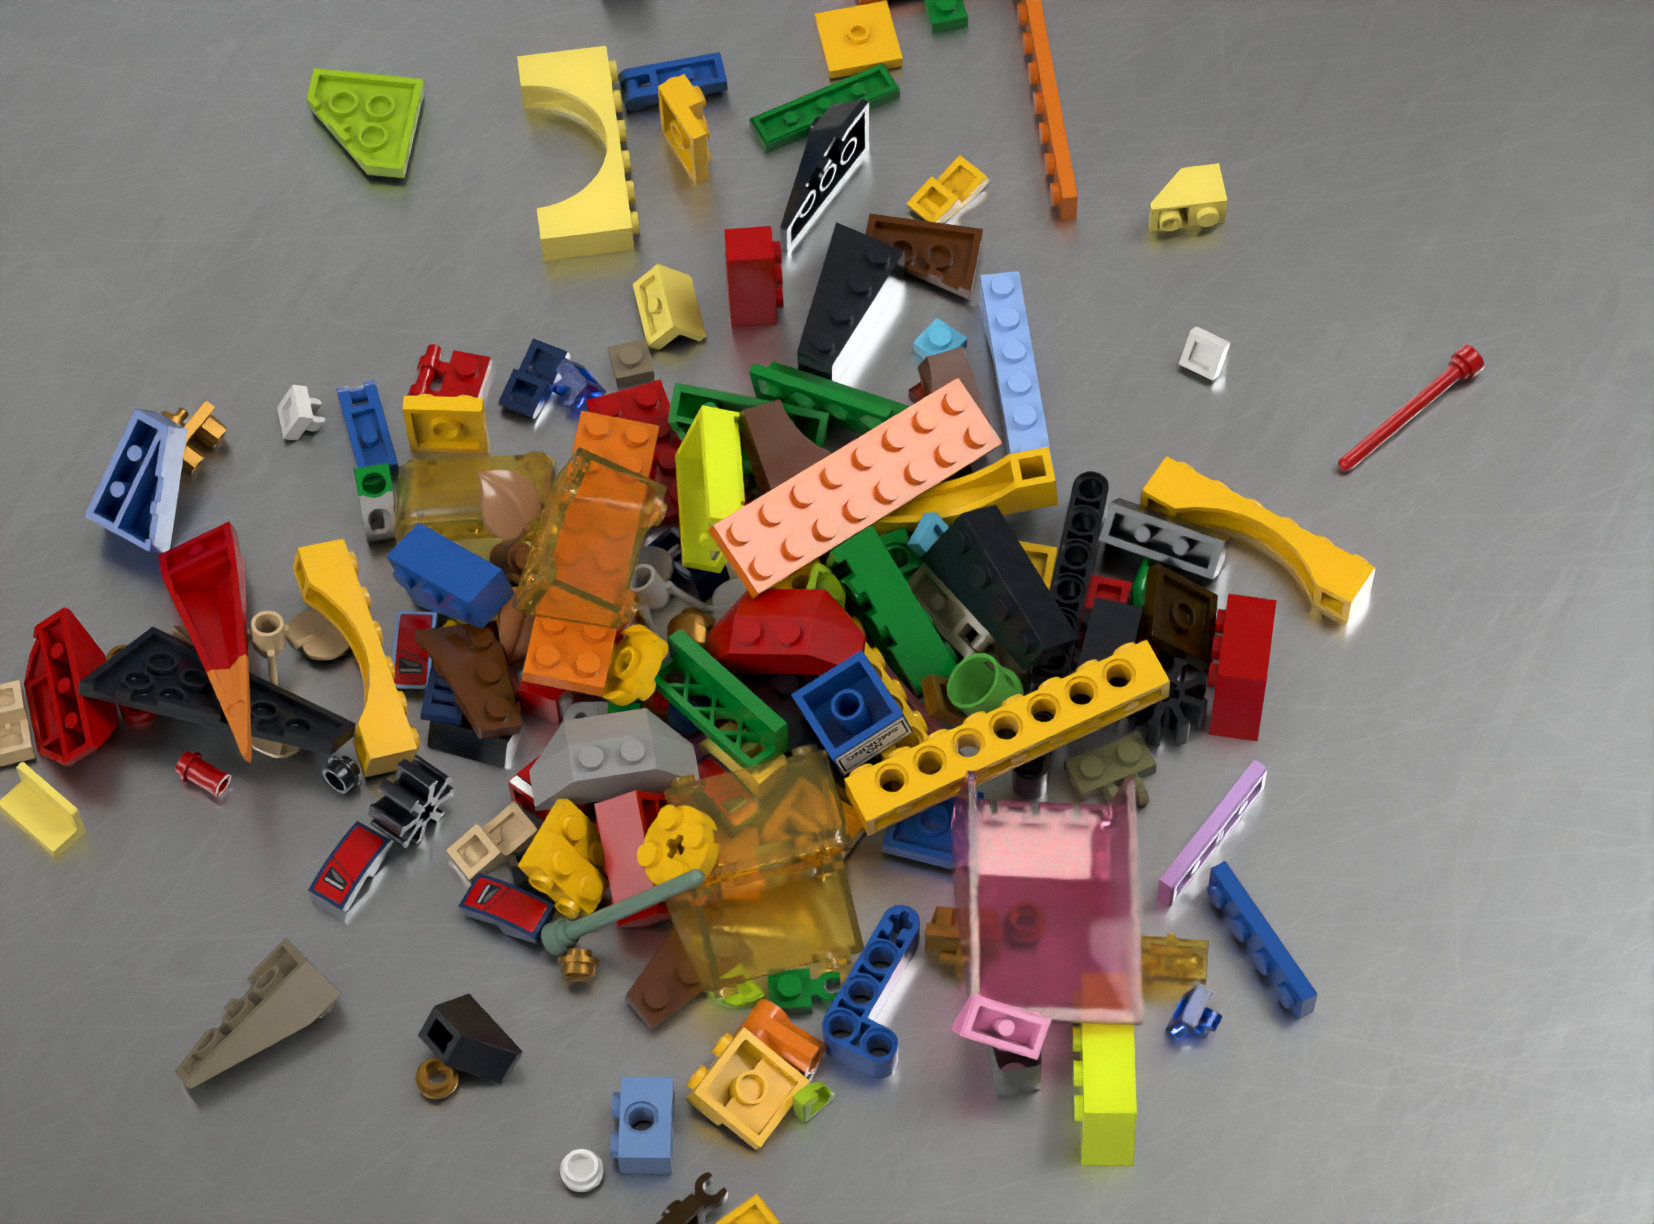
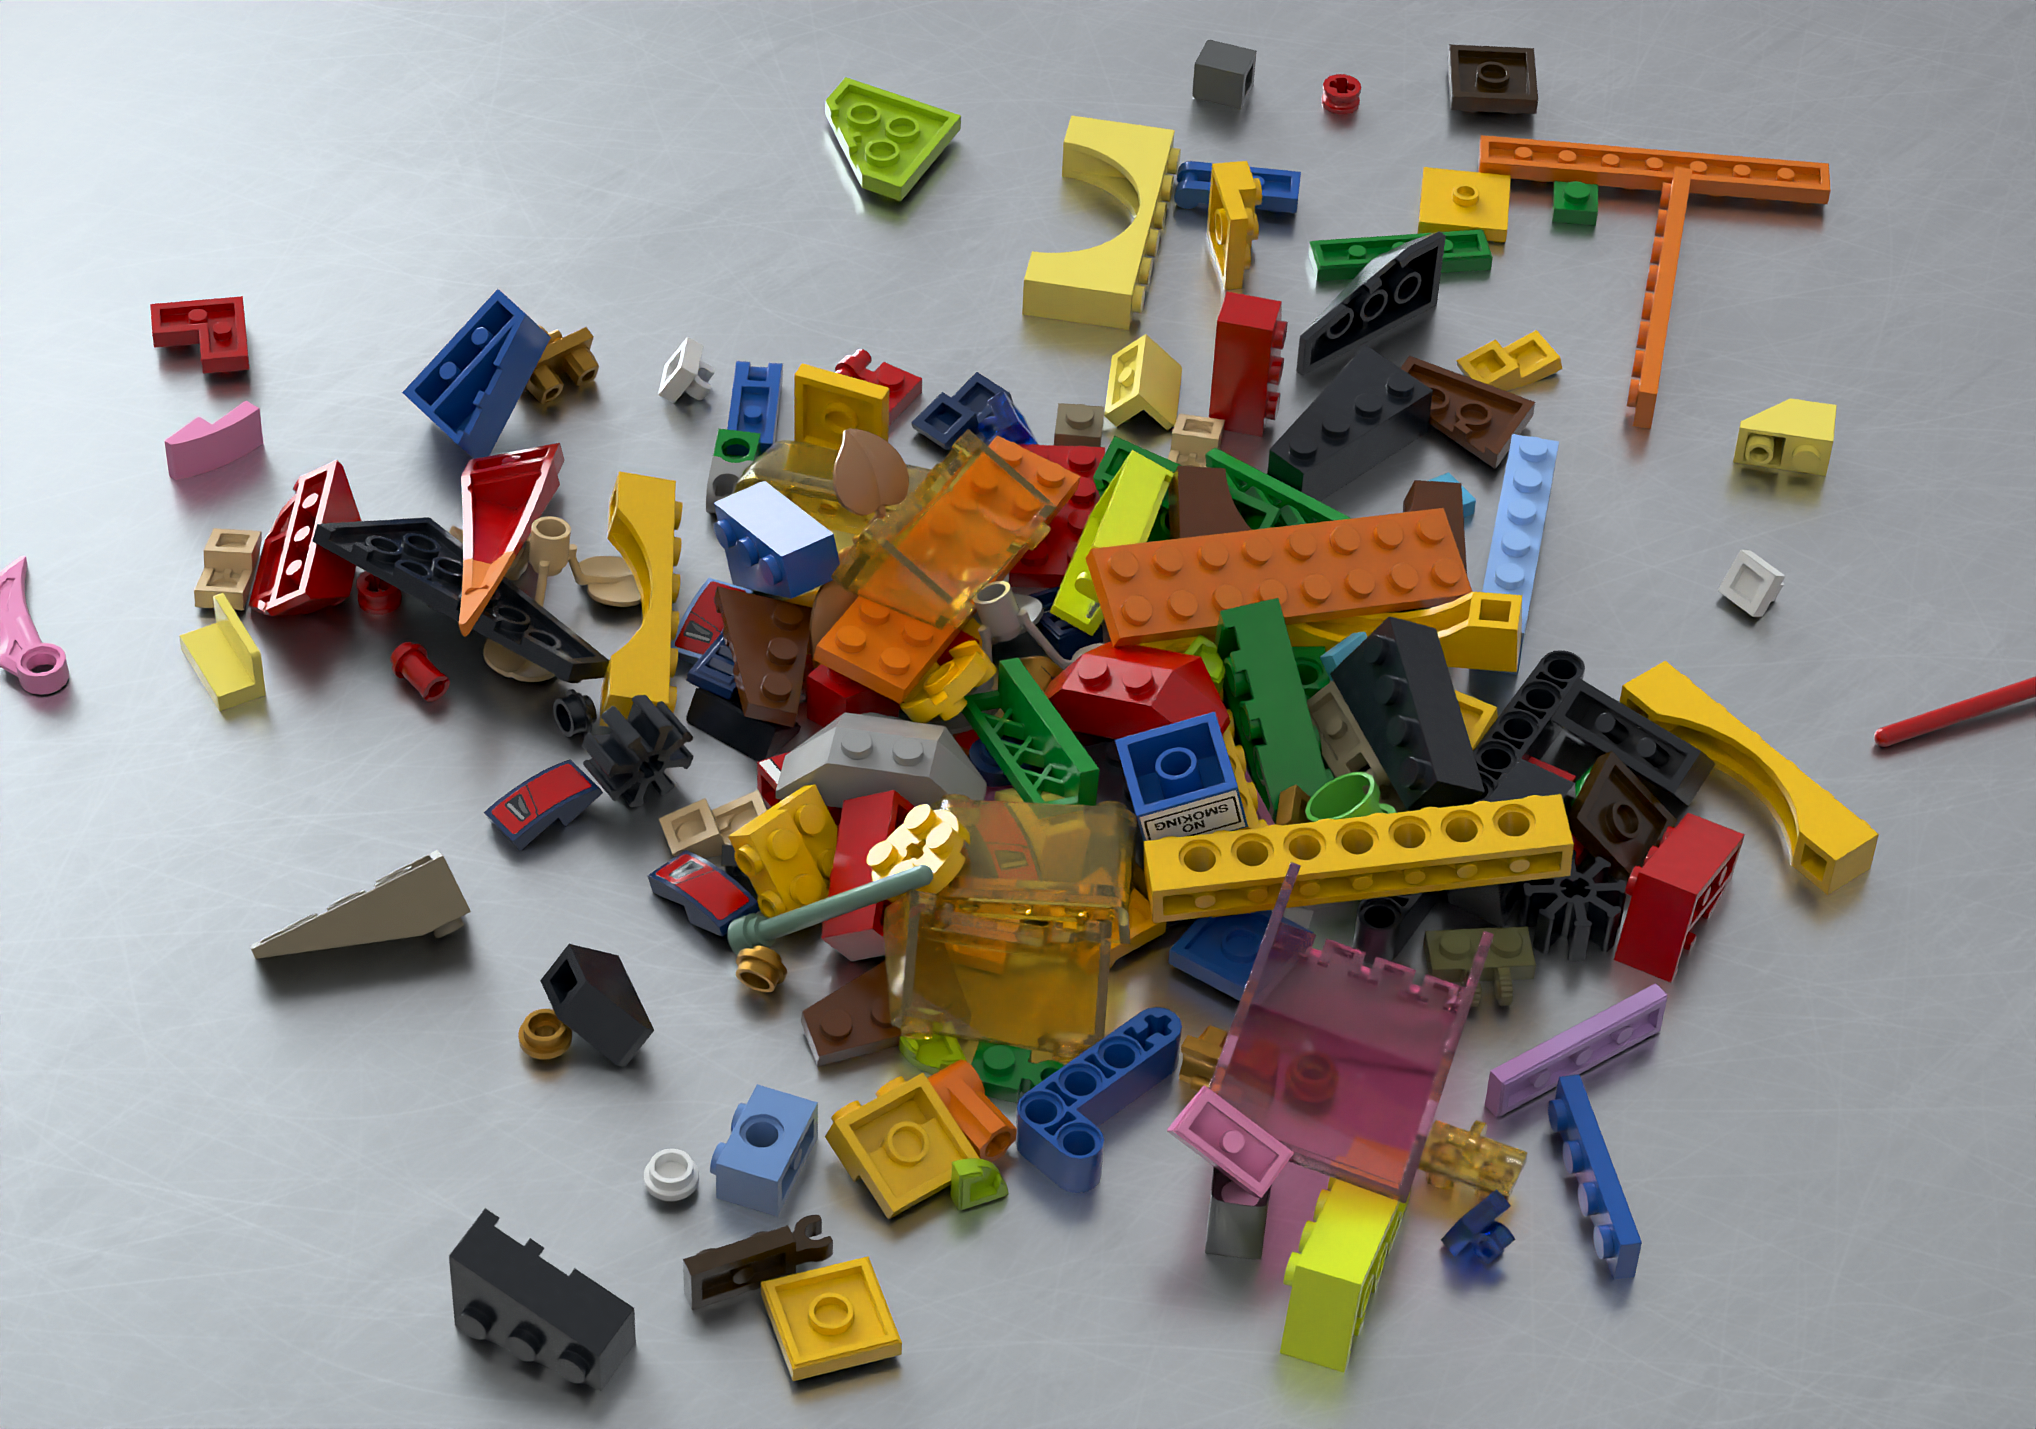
camera: 15 degrees right, 15 degrees down
(730, 358) = (1193, 438): none -> tan slope

